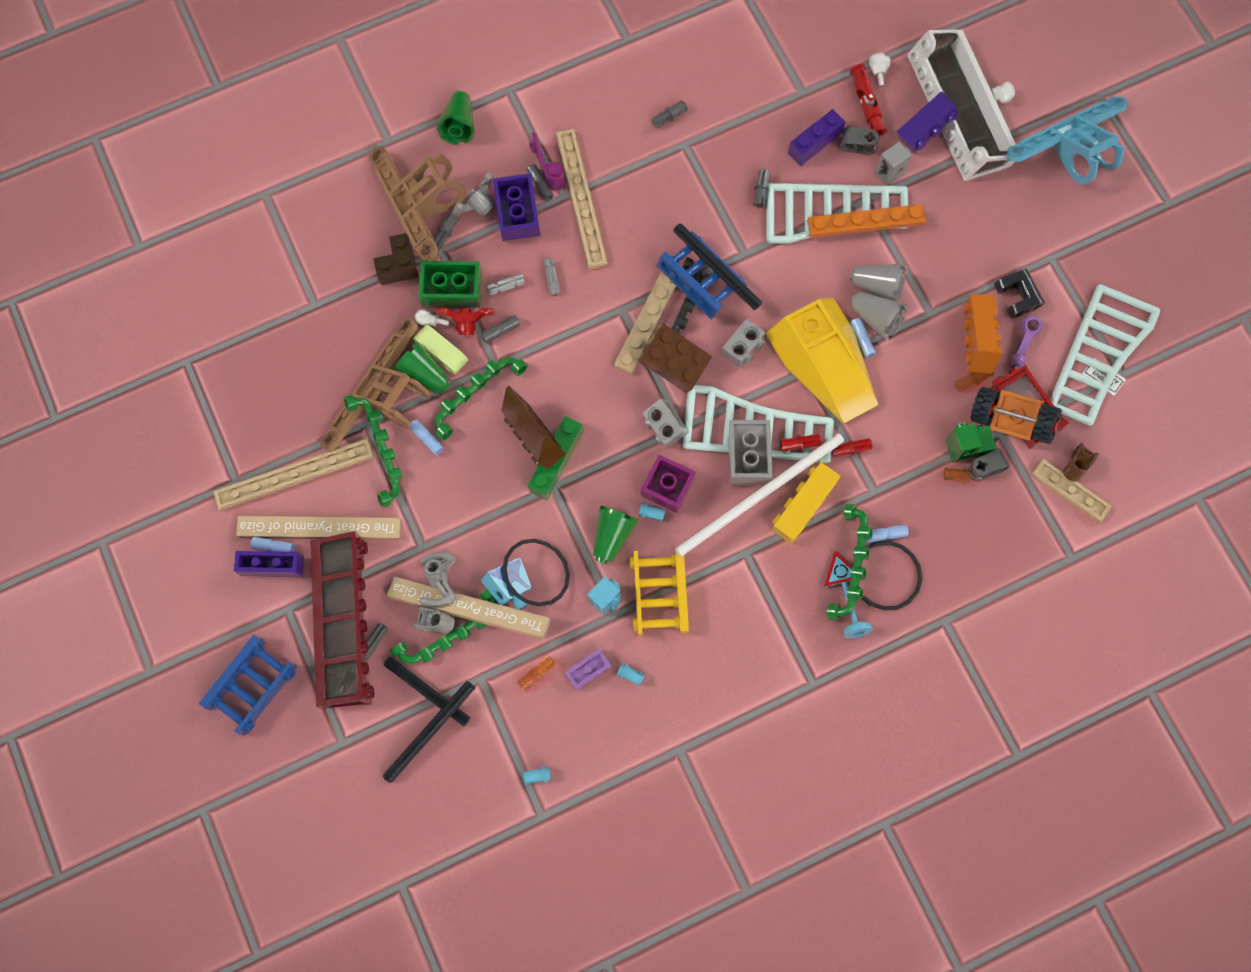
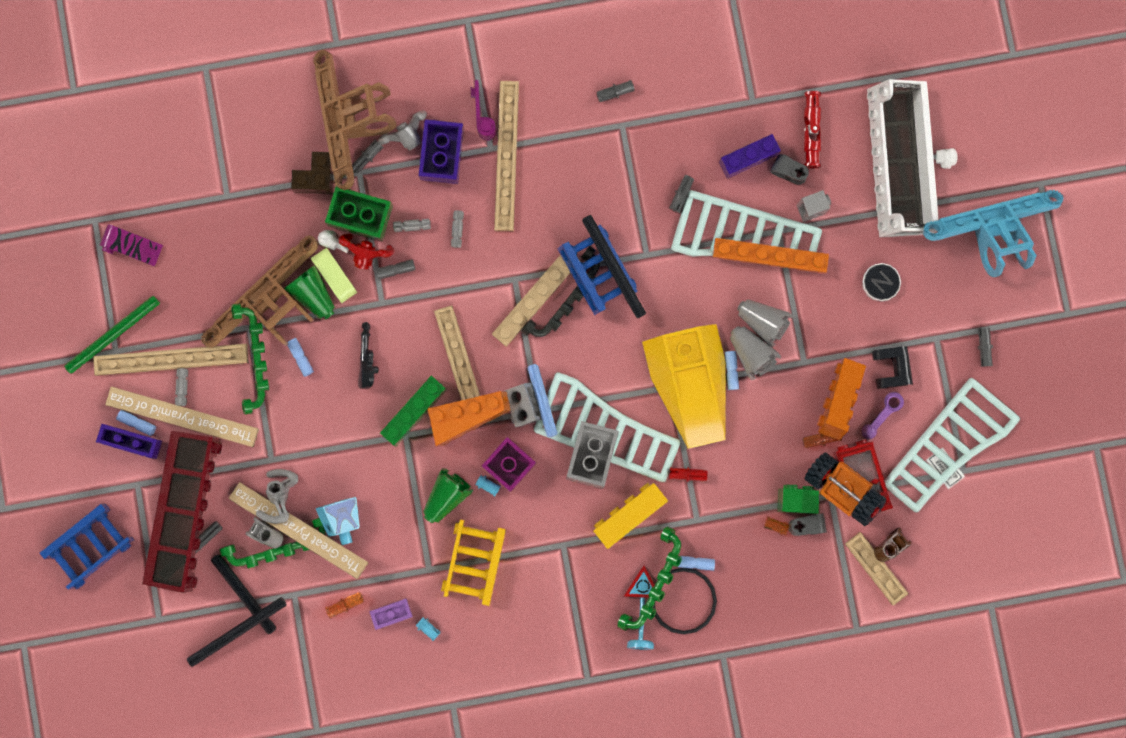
camera: 10 degrees right, 10 degrees up
(226, 372) = (130, 244): none -> magenta door
(227, 465) = (112, 334): none -> green axle
(311, 497) = (181, 387): none -> light grey axle
(457, 120) = (408, 42): green cone -> none
(478, 382) = (345, 325): green bar -> none
(498, 433) = (367, 371): none -> black piece
(512, 588) = (340, 504): black piece -> none
(531, 430) = (397, 382): reddish brown slope -> none
(537, 775) = (322, 695): medium azure pin -> none
(541, 185) = (470, 126): dark grey piece -> none
(589, 401) = (456, 353): none -> tan tile
(605, 595) = (423, 554): medium azure brick -> none
(611, 445) = (461, 417): none -> orange wedge
(674, 358) = (548, 346): reddish brown brick -> none
(683, 414) = (542, 400): none -> light blue axle
(740, 342) = (614, 343): light grey brick -> none
(759, 495) = (589, 498): white piece -> none
(800, 442) = (641, 458): red axle -> none
(879, 64) = (835, 94): white piece -> none
(928, 122) = (860, 172): dark purple brick -> none
(980, 219) = (881, 282): none -> black tile
(1102, 252) = (985, 347): none -> dark grey pin

